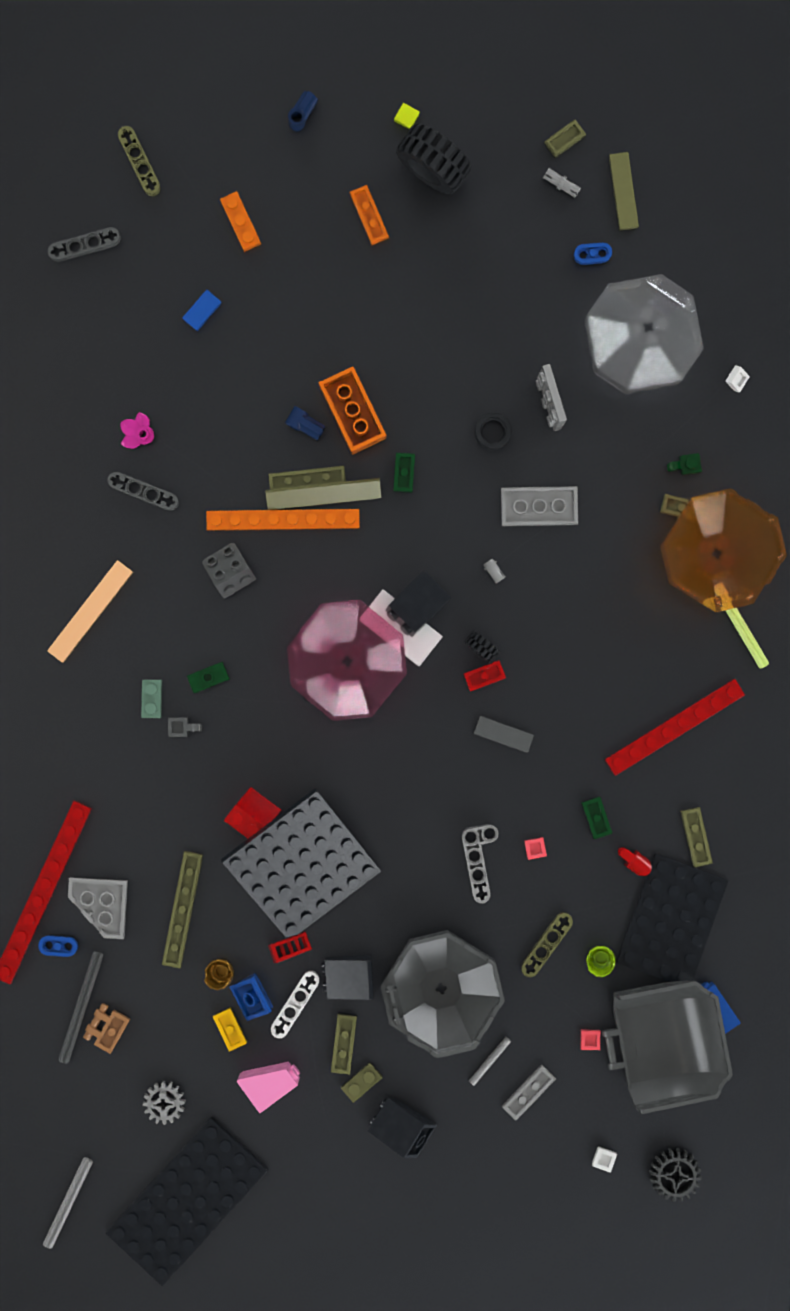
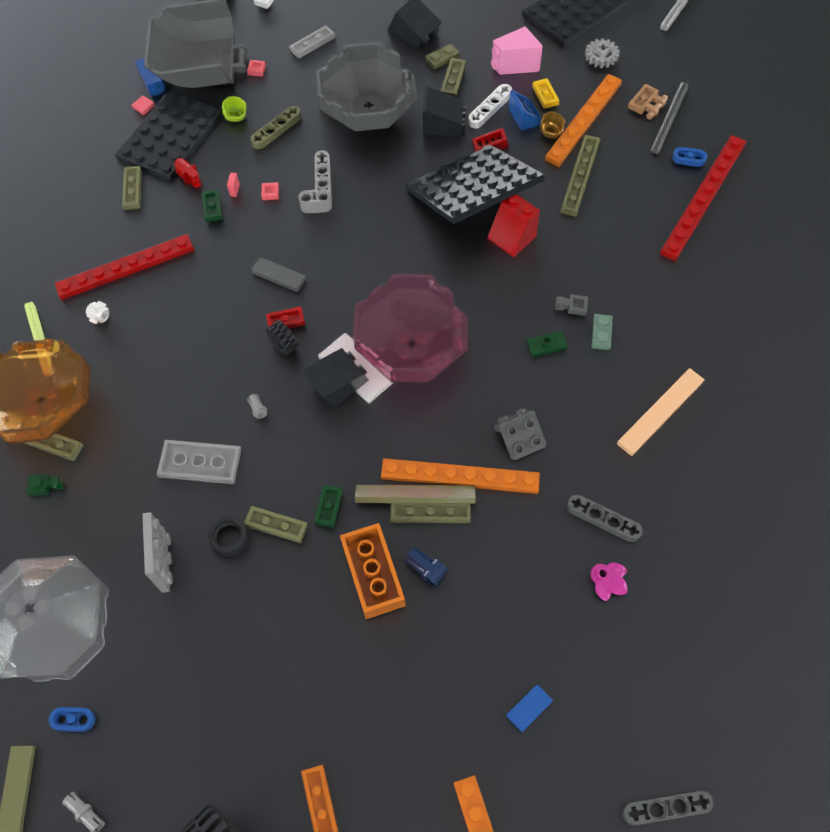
camera: 165 degrees left, 25 degrees down
(101, 903) = (652, 183): light grey plate -> none
(181, 995) = (583, 120): none -> orange plate
(451, 448) = (276, 524): none -> olive plate
(578, 848) = (233, 184): none -> coral tile
(686, 660) = (97, 312): none -> white gear
(715, 963) = (143, 105): none -> coral tile

